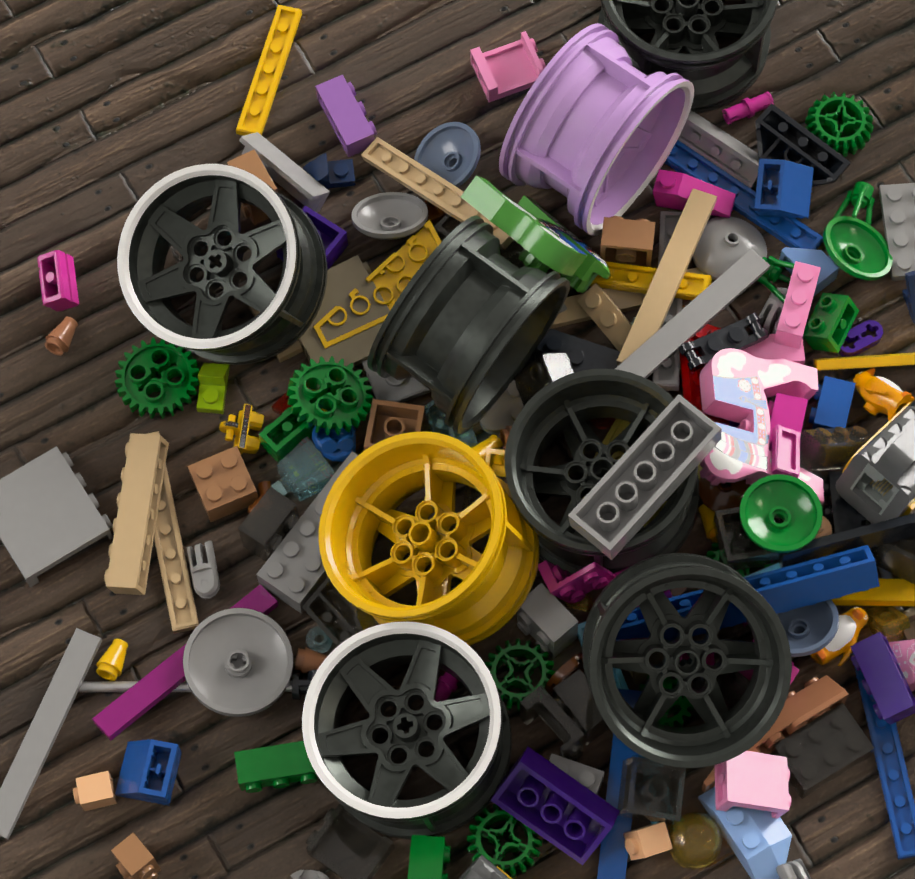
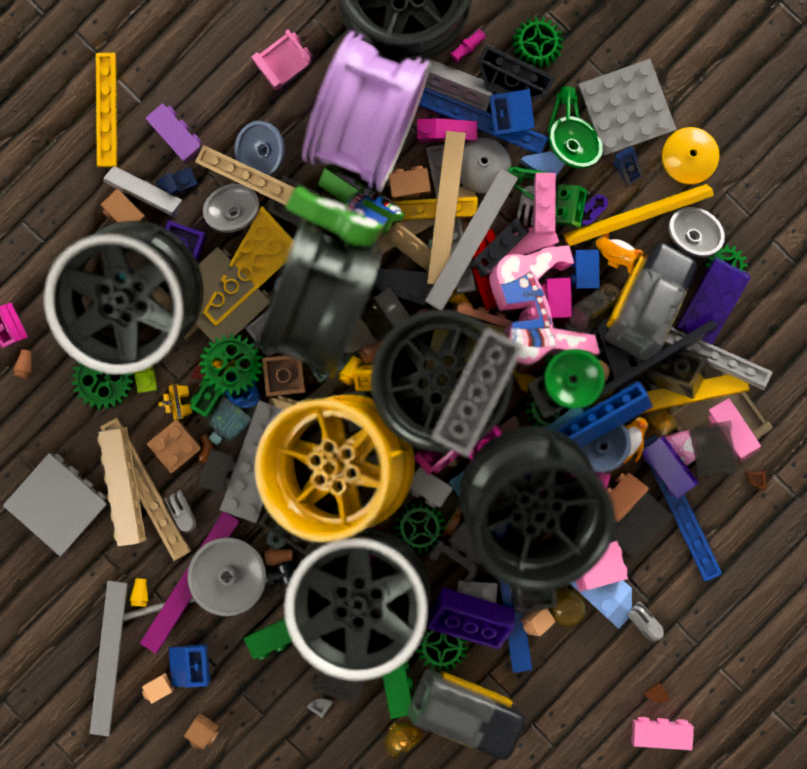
camera: 15 degrees left, 20 degrees up
(785, 451) = (565, 327): tile -> none

